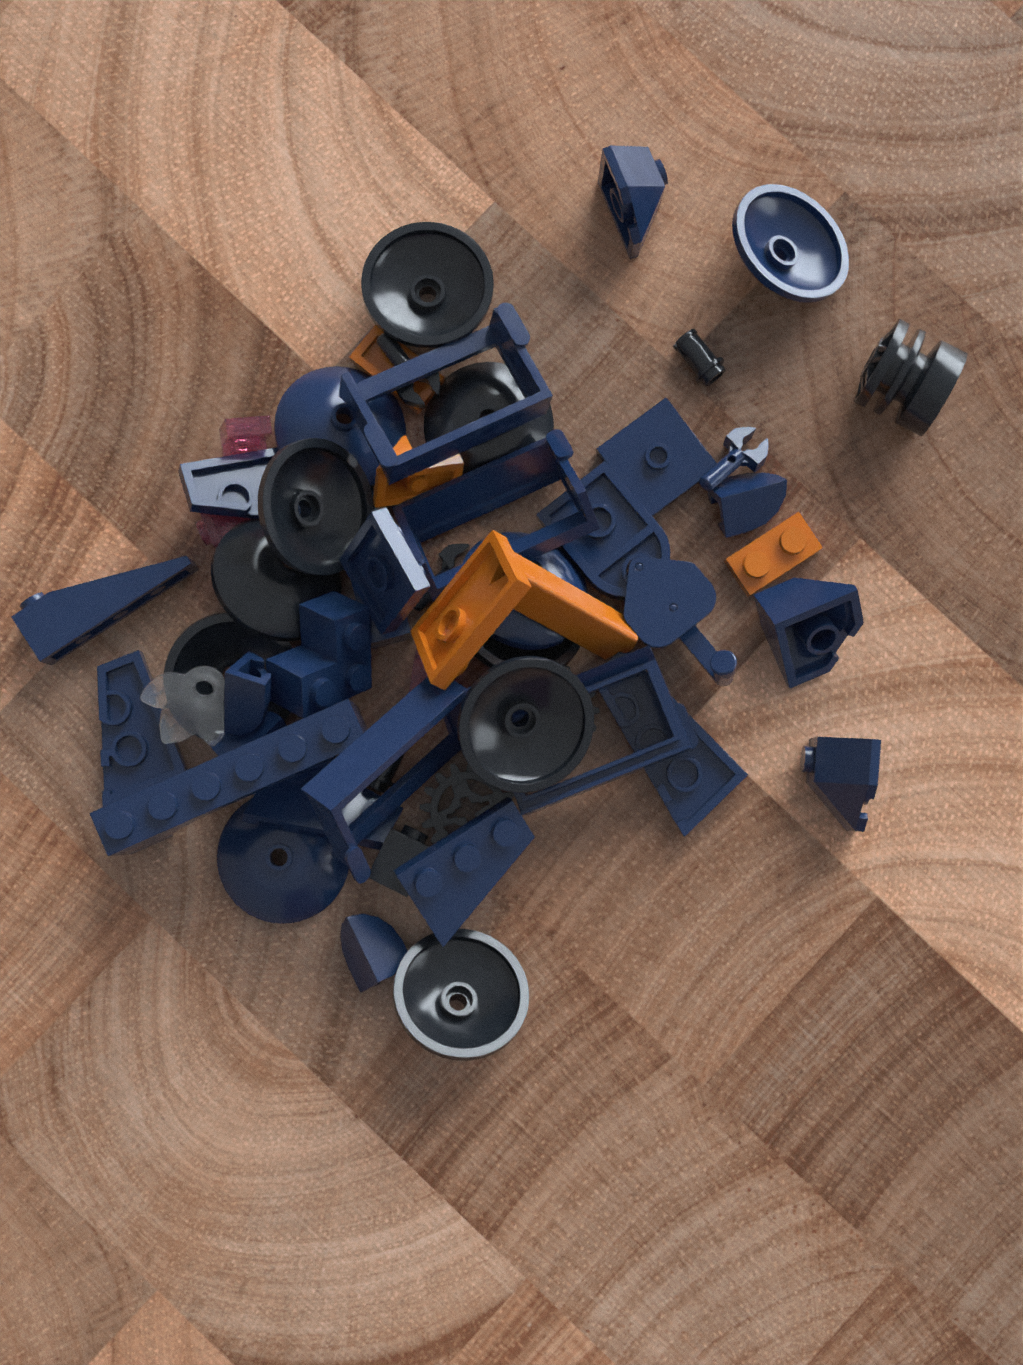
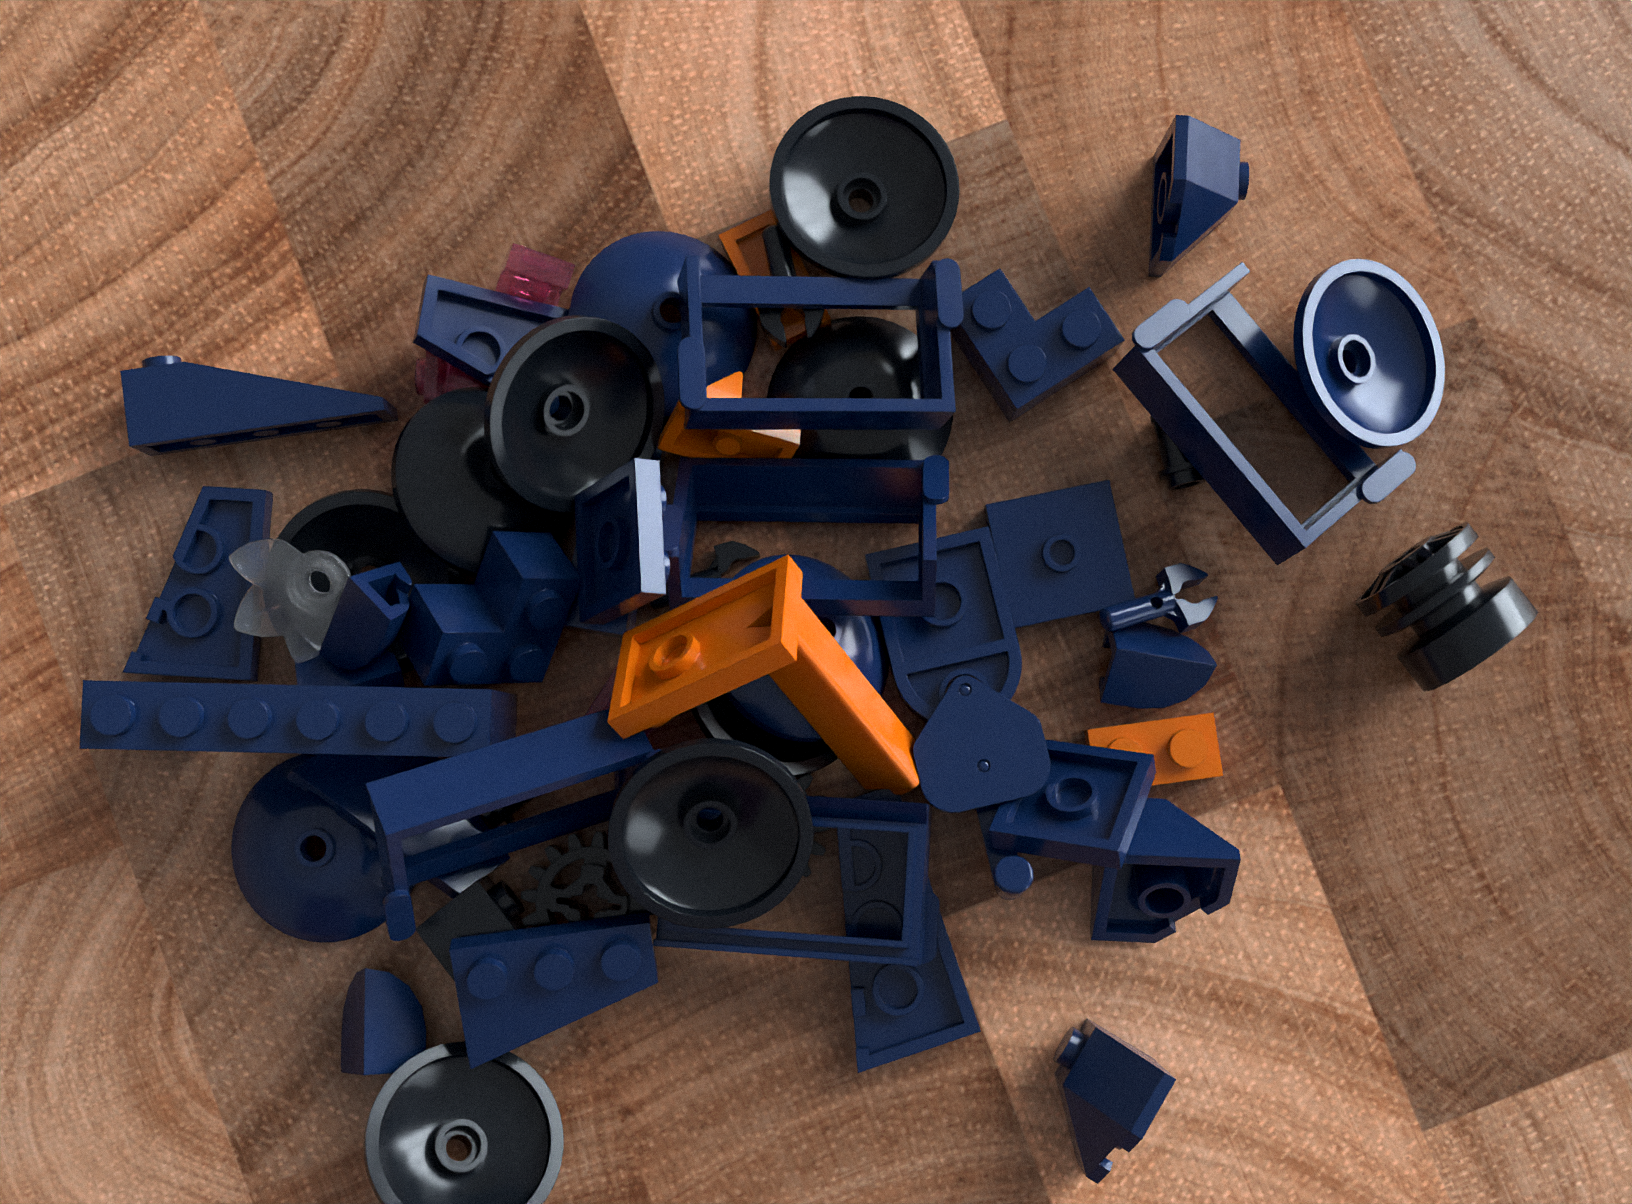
camera: 30 degrees right, 0 degrees up
(581, 344) = (1028, 358): none -> dark blue brick
(721, 347) = (1212, 450): none -> dark blue piece
(746, 605) = (1083, 808): none -> dark blue plate

